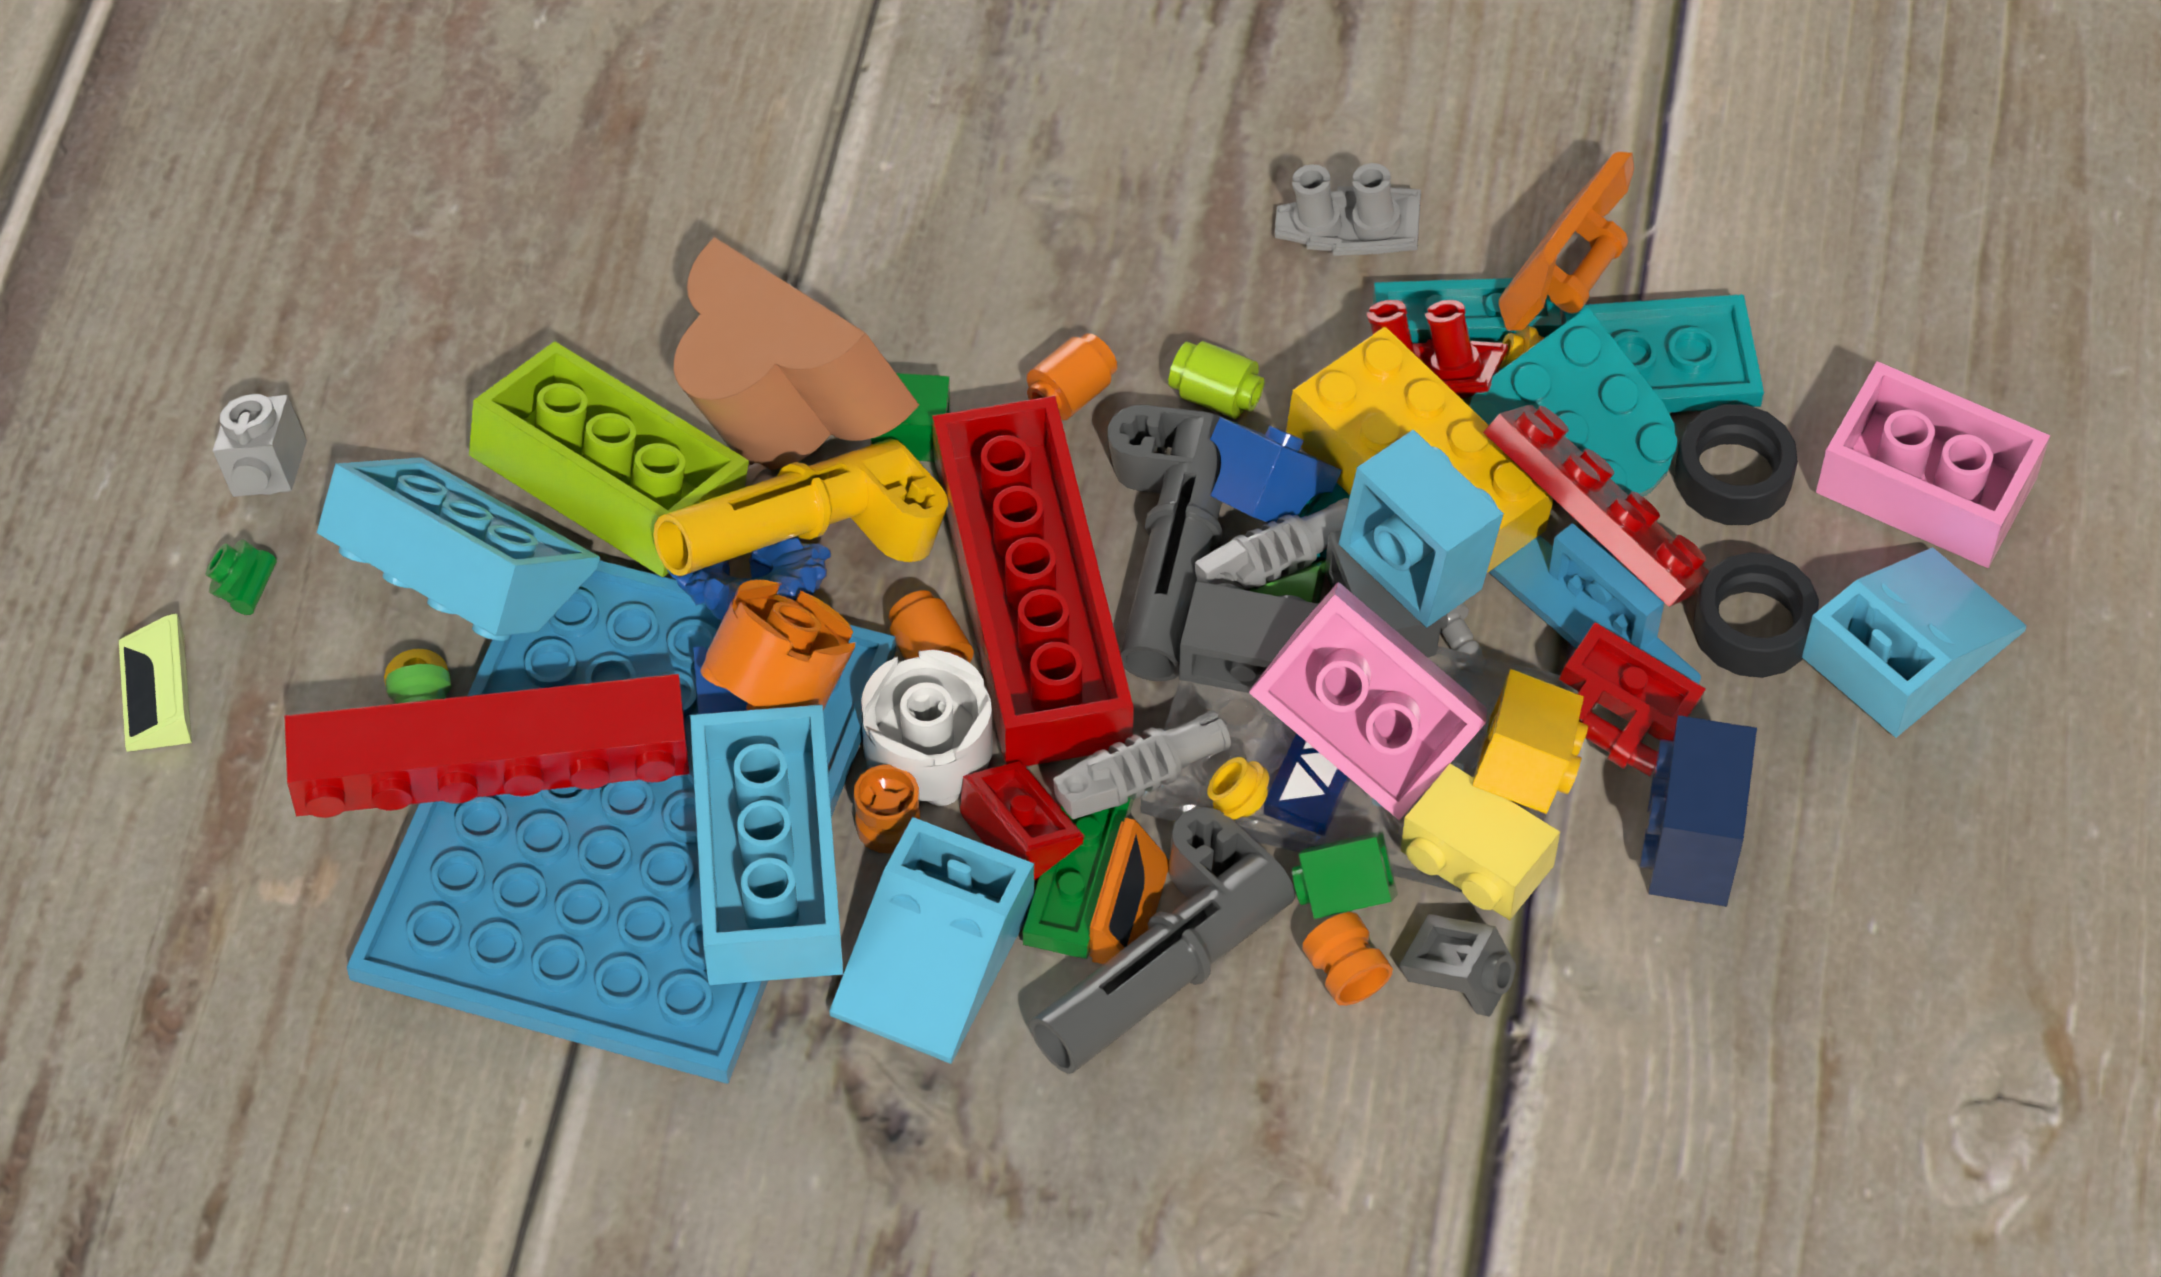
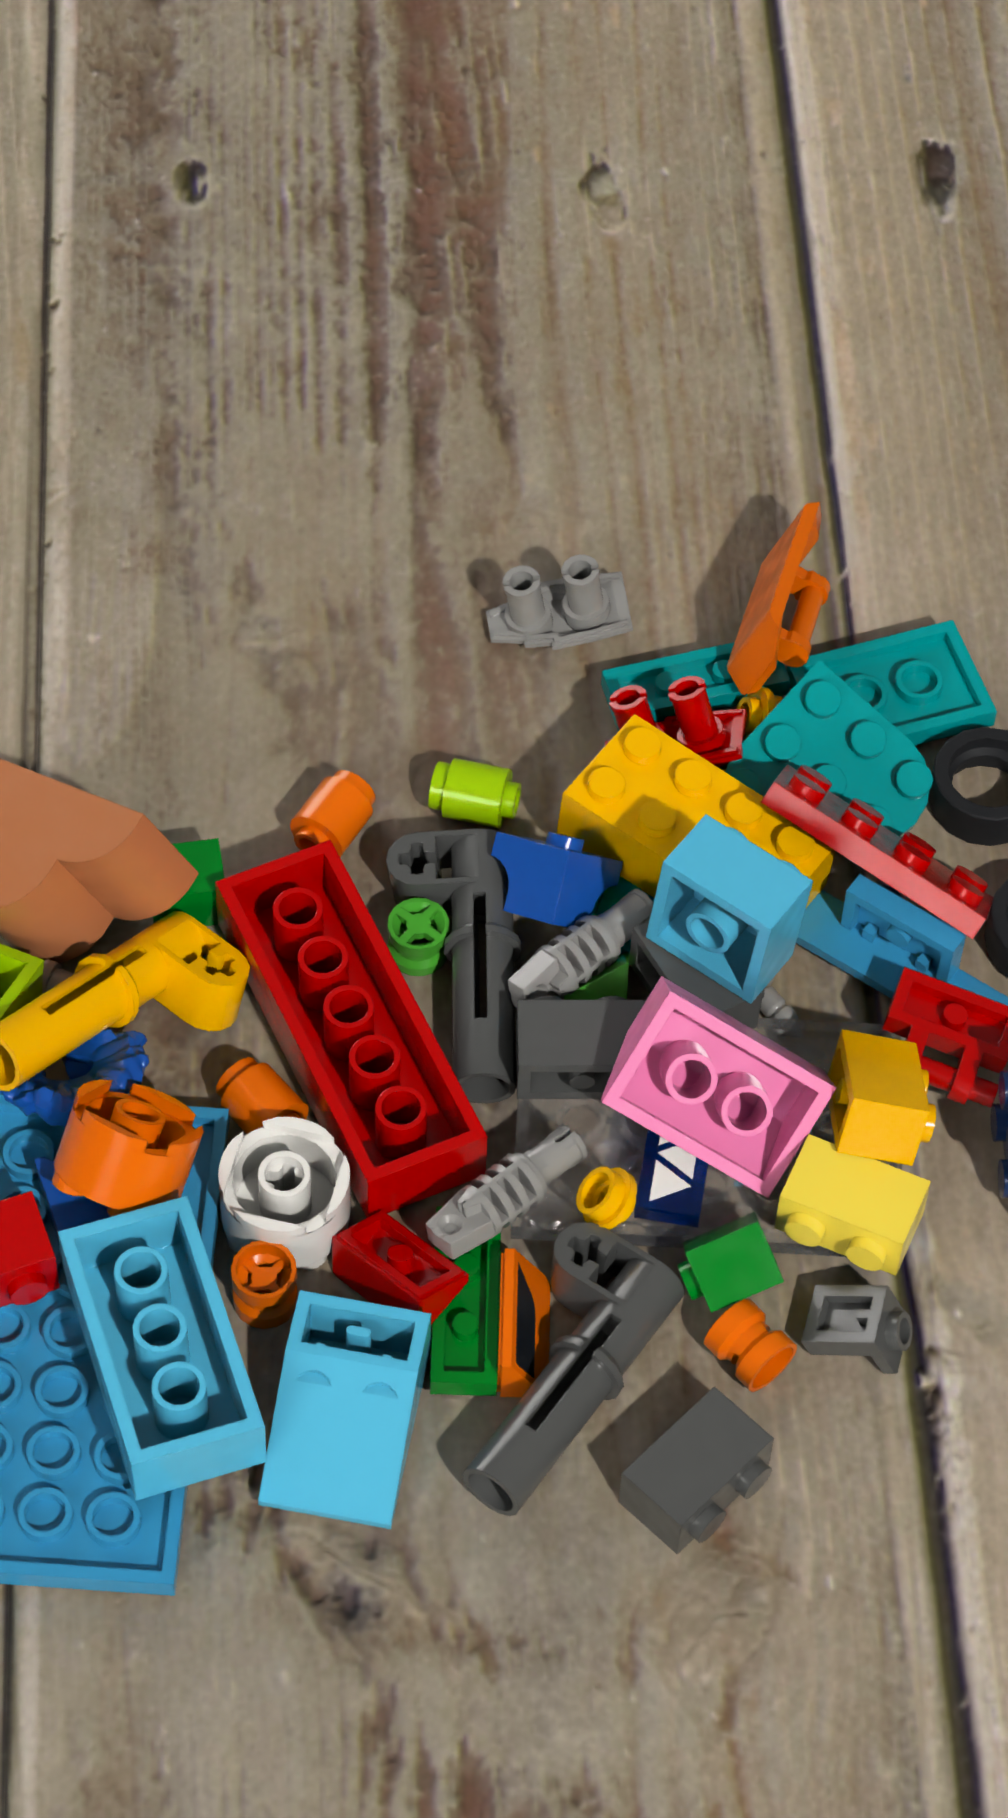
camera: 15 degrees left, 0 degrees up
(1130, 493) = (413, 921): none -> bright green wheel
(1261, 1067) = (697, 1471): none -> dark grey brick

